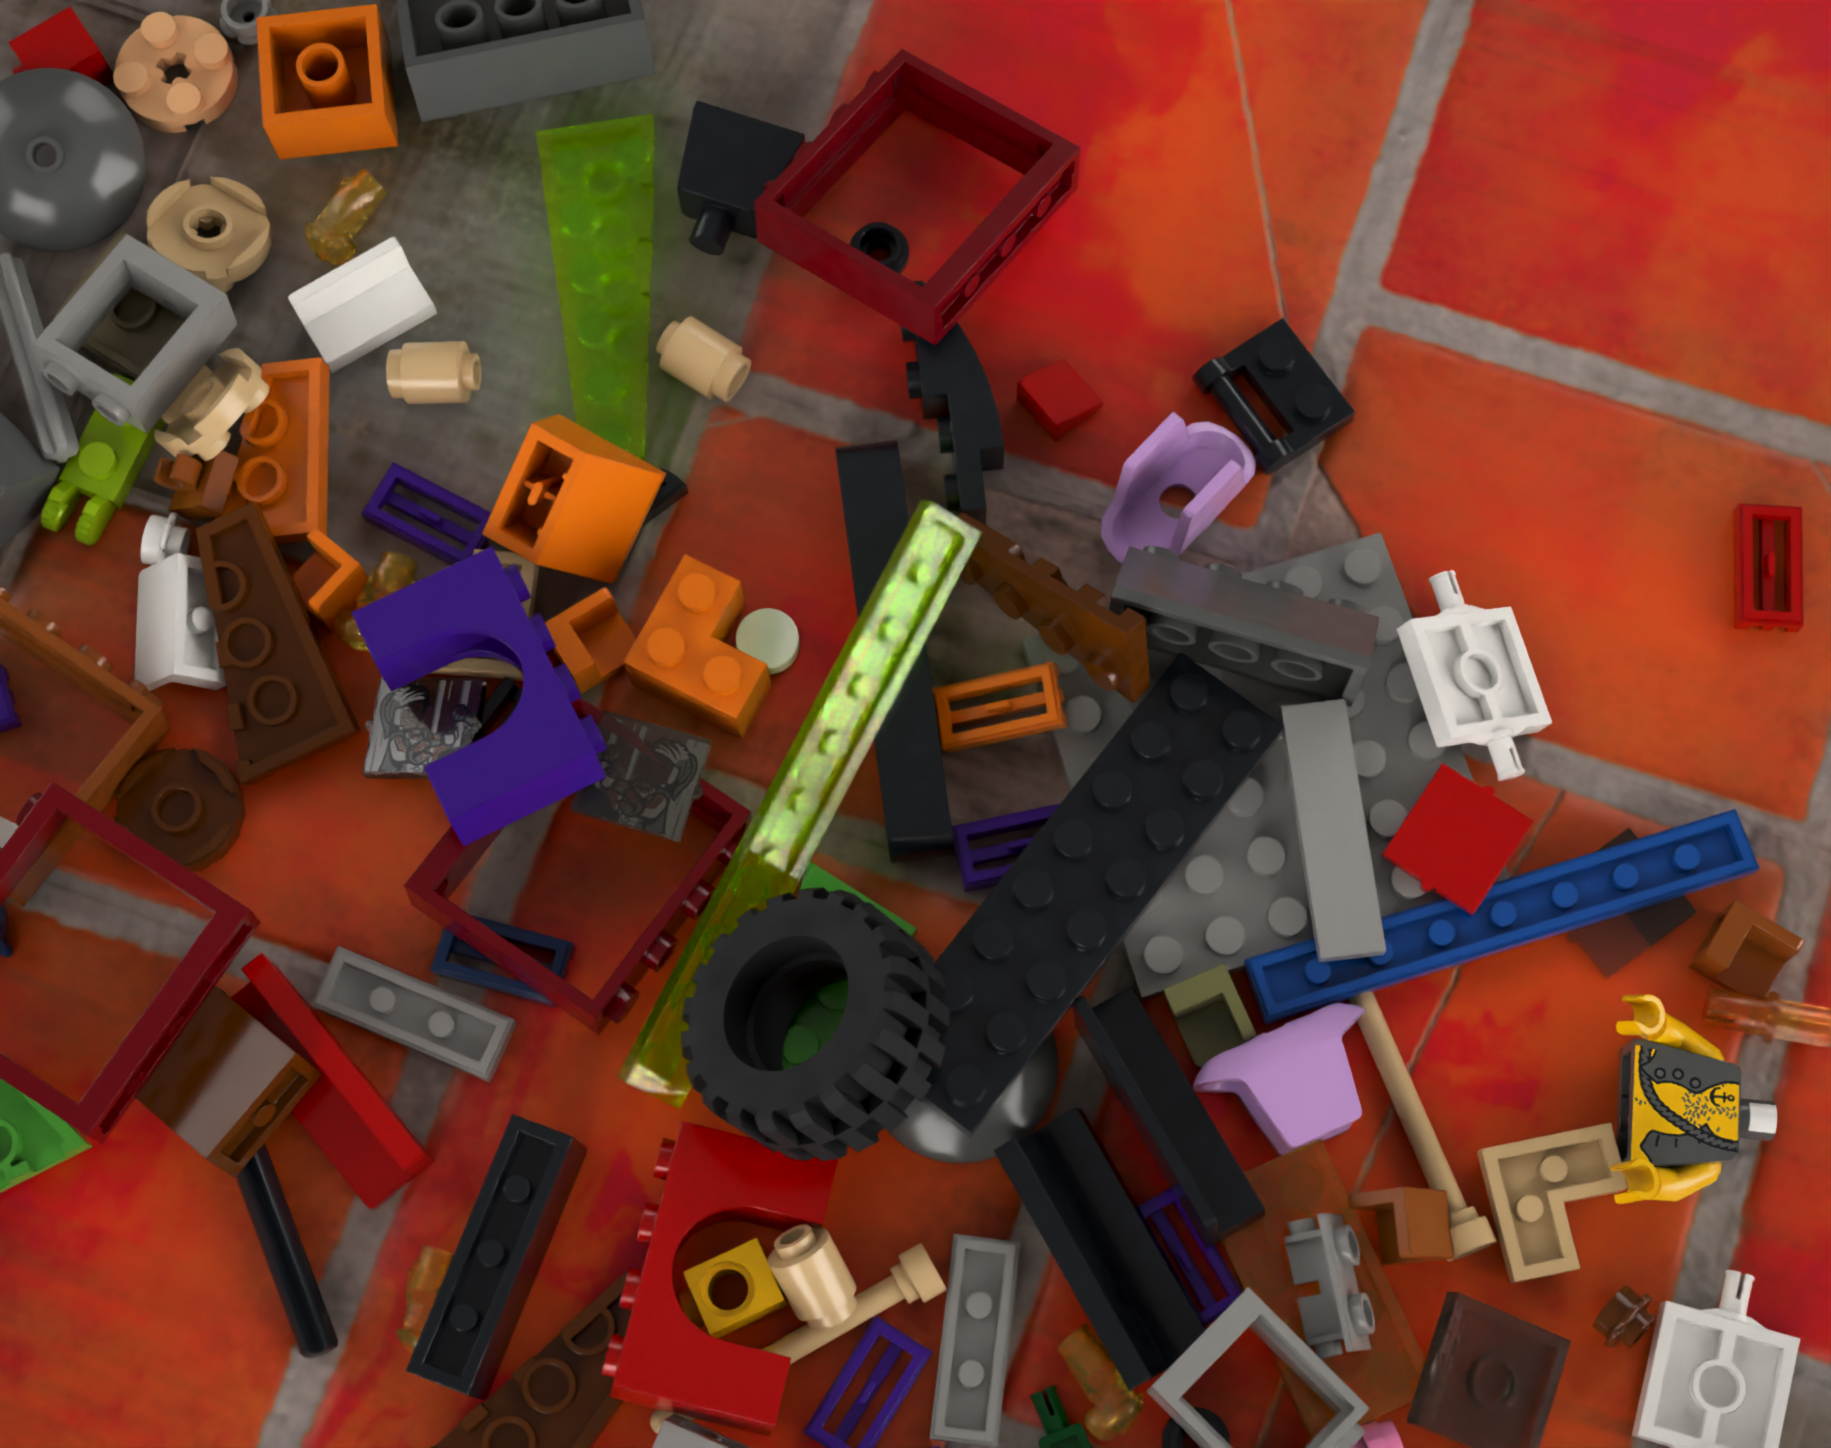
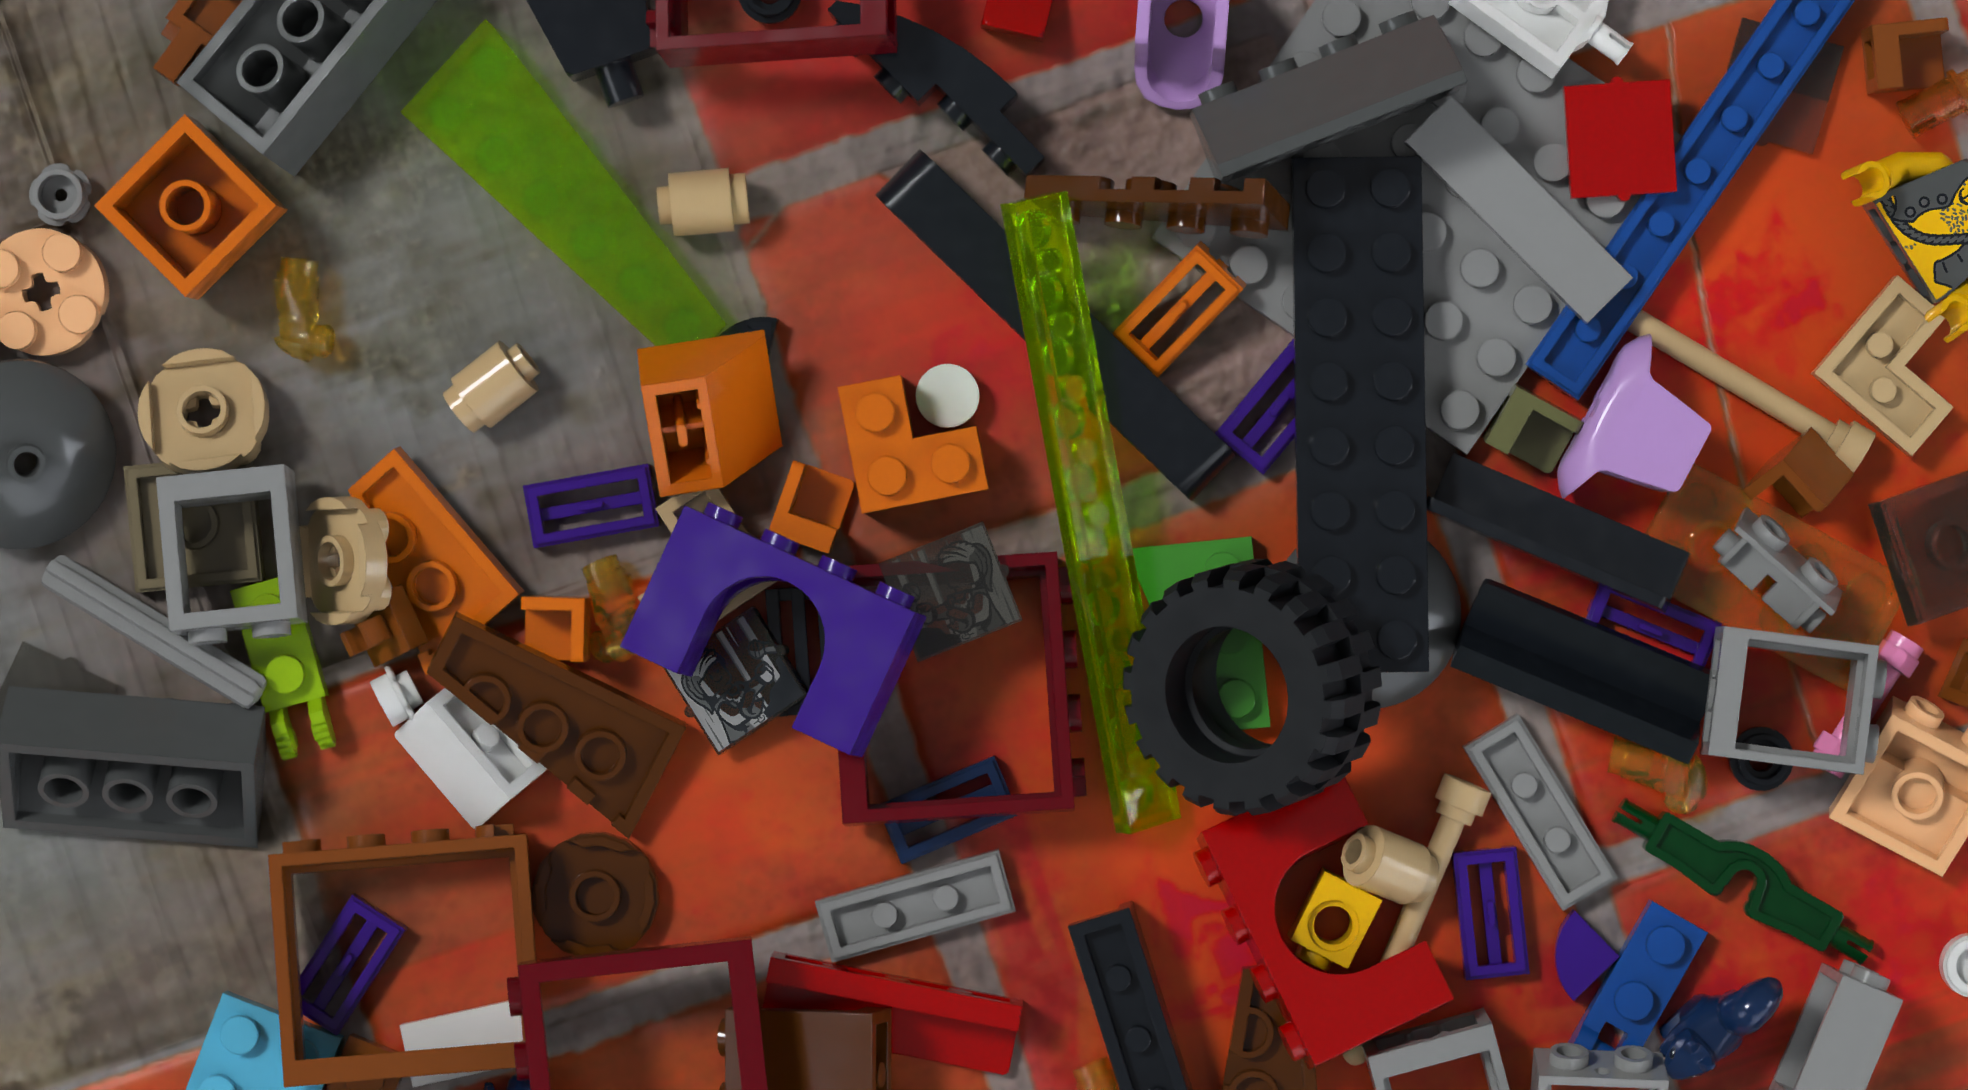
camera: 35 degrees left, 15 degrees up
(362, 304) = (387, 375): white panel -> none

